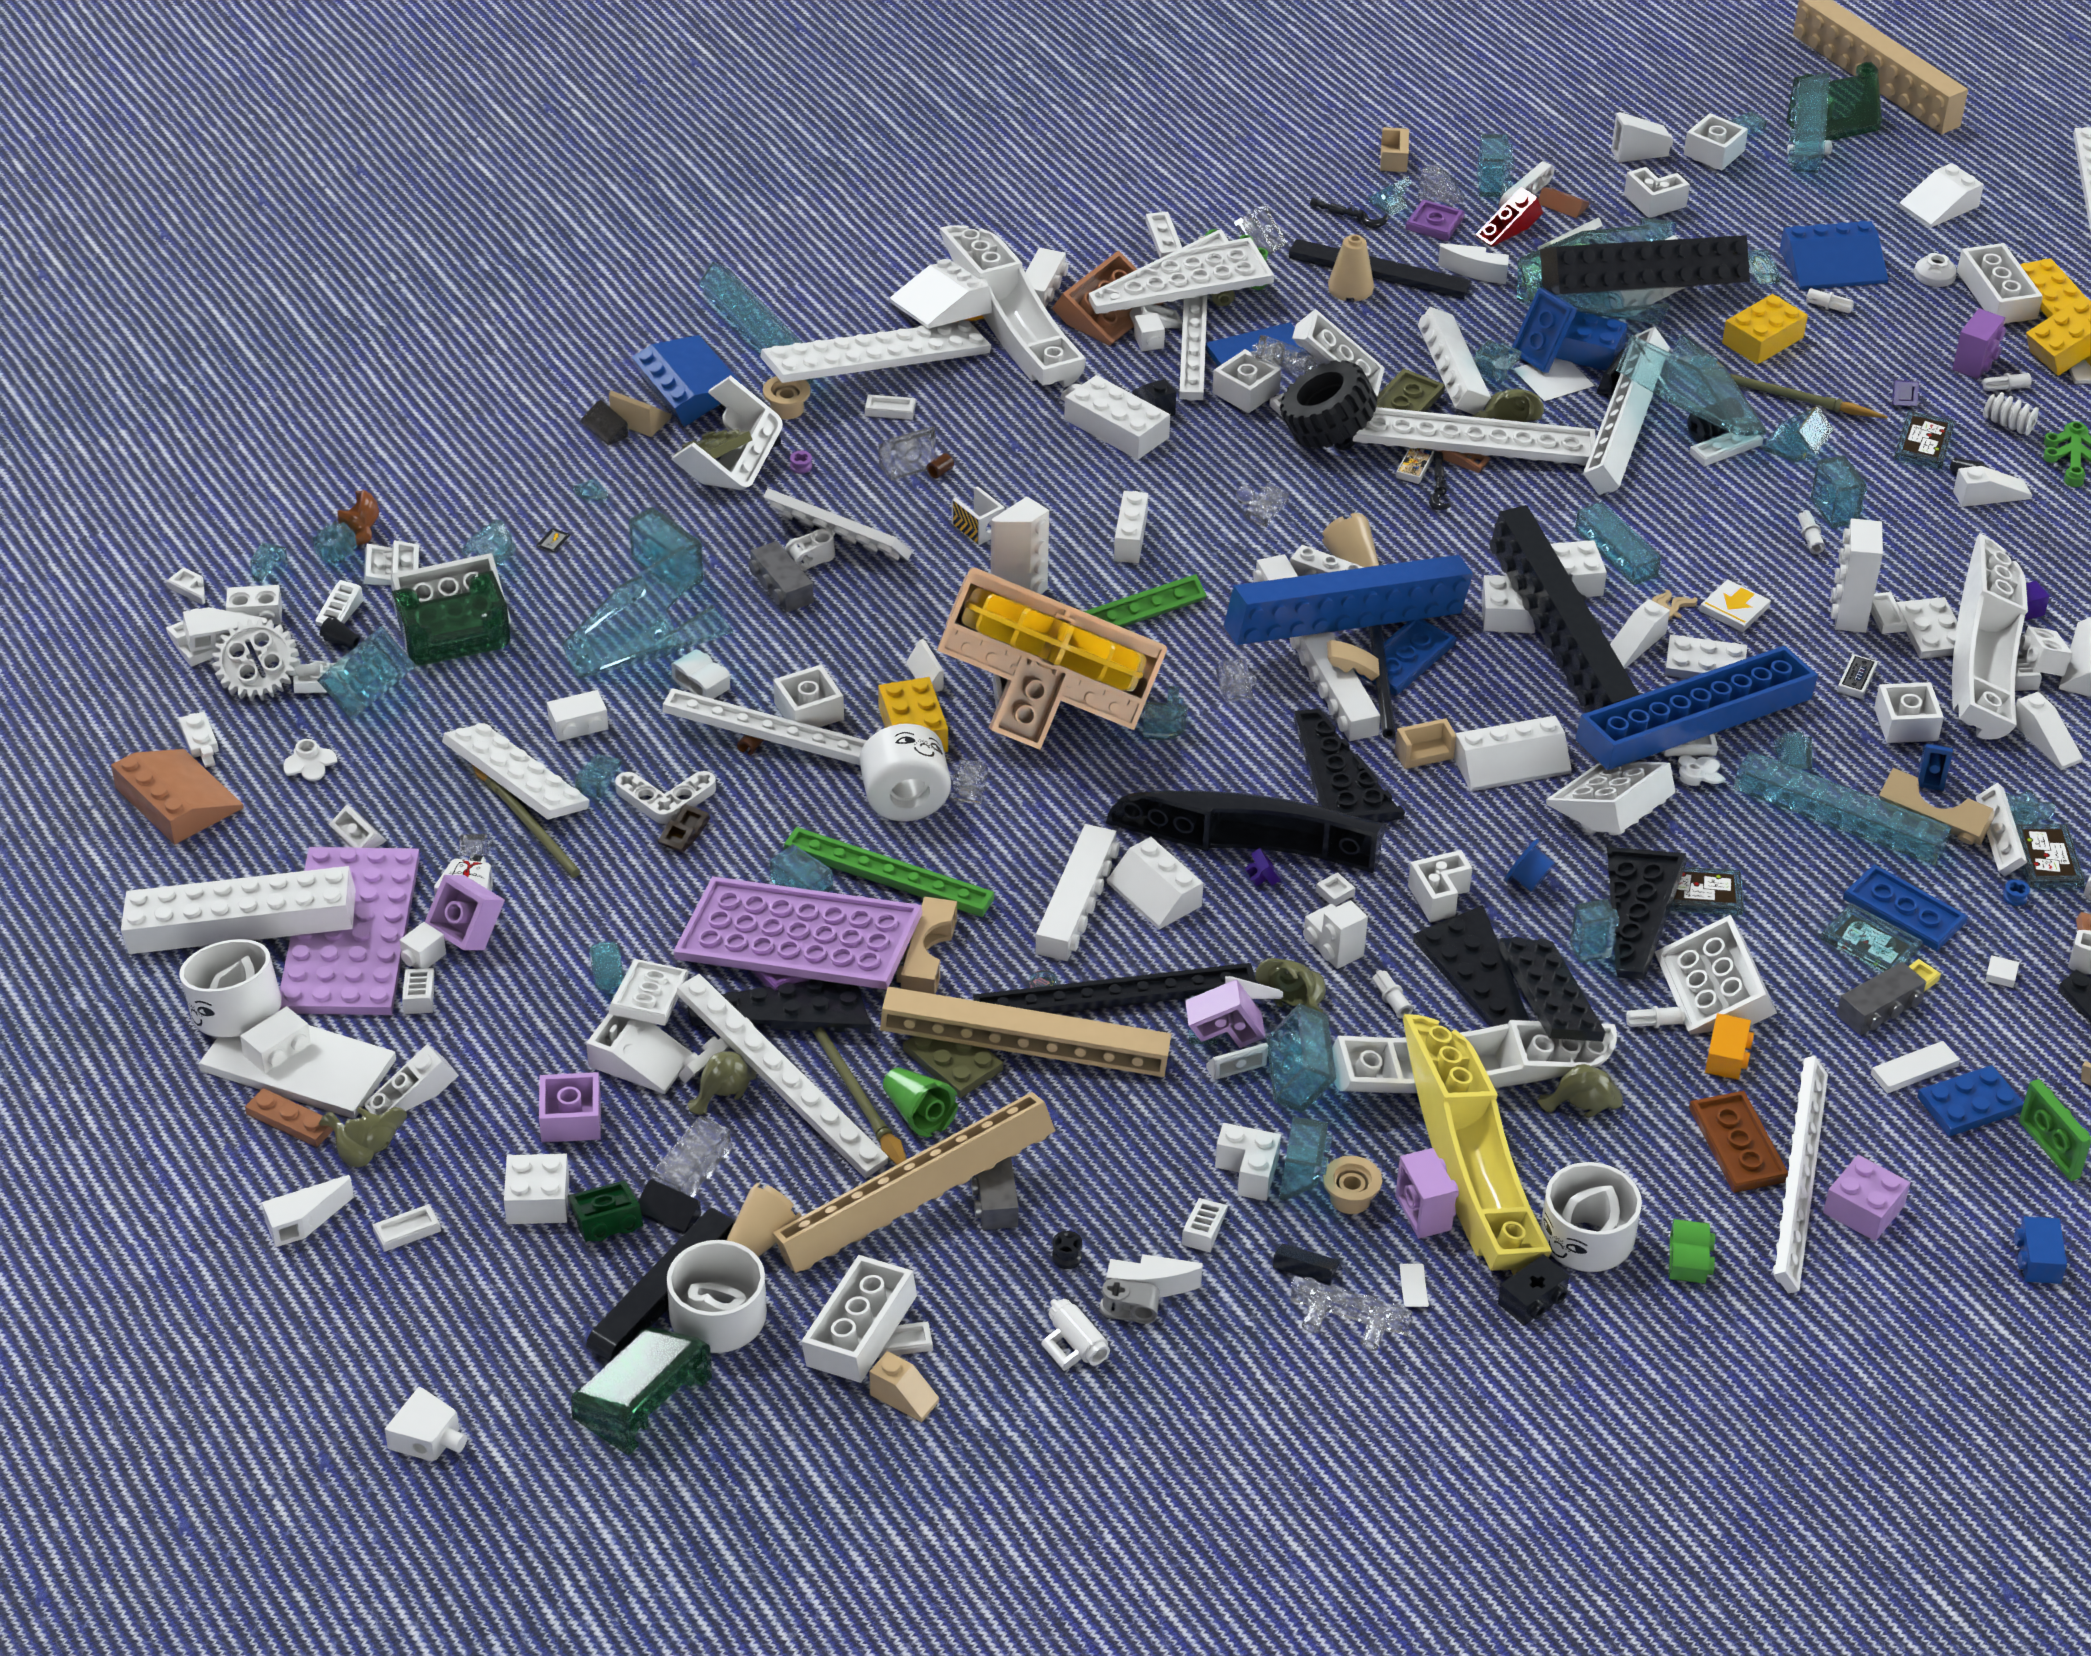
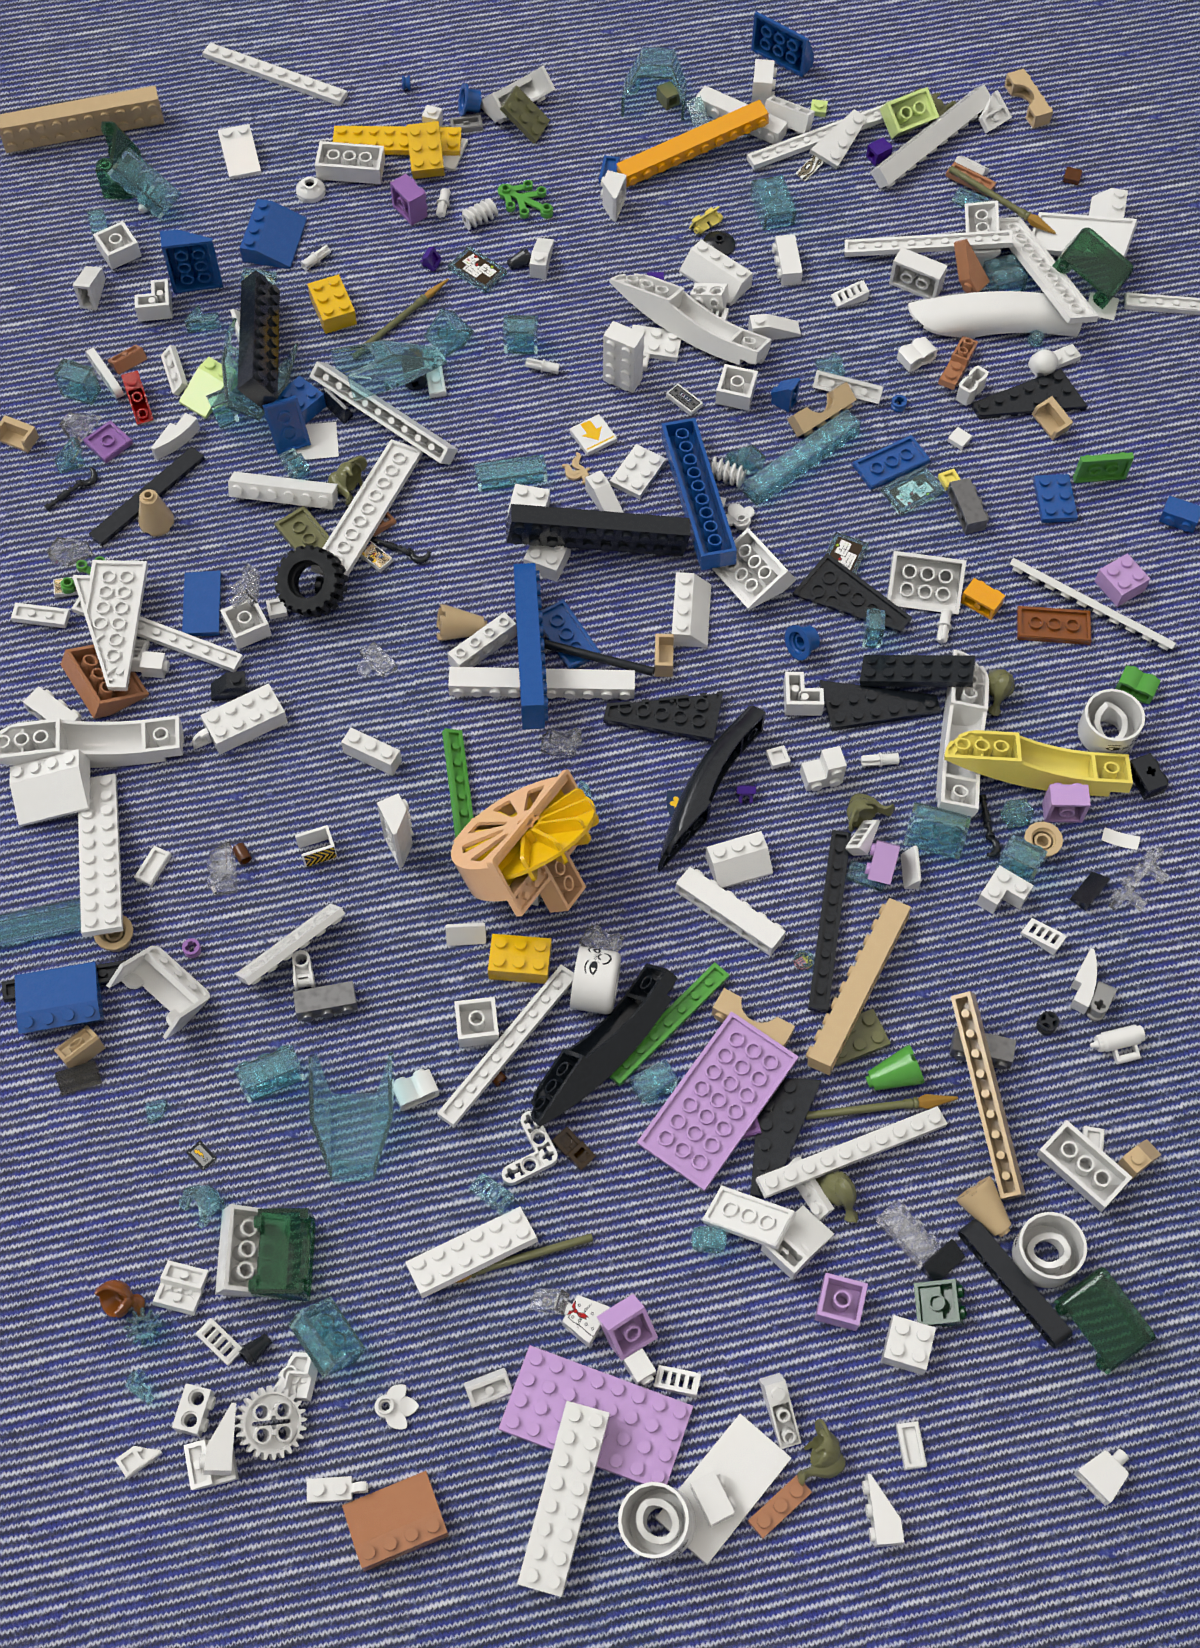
camera: 70 degrees left, 20 degrees up
(577, 715) = (426, 1190): white brick -> none
(721, 442) = (158, 1004): olive plate -> none
(795, 804) = (605, 1047): none -> black slope
(1329, 344) = (260, 554): white slope -> none
(1350, 656) = (579, 665): tan slope -> none
(1362, 1126) = (989, 835): none -> black piece
(1383, 1146) = (1017, 813): none -> clear light blue brick
(1717, 182) = (190, 261): none -> blue slope
(1761, 733) = (727, 472): none -> white piece
(1915, 1067) = (1022, 513): white tile -> none
(2050, 856) = (875, 372): tile -> none

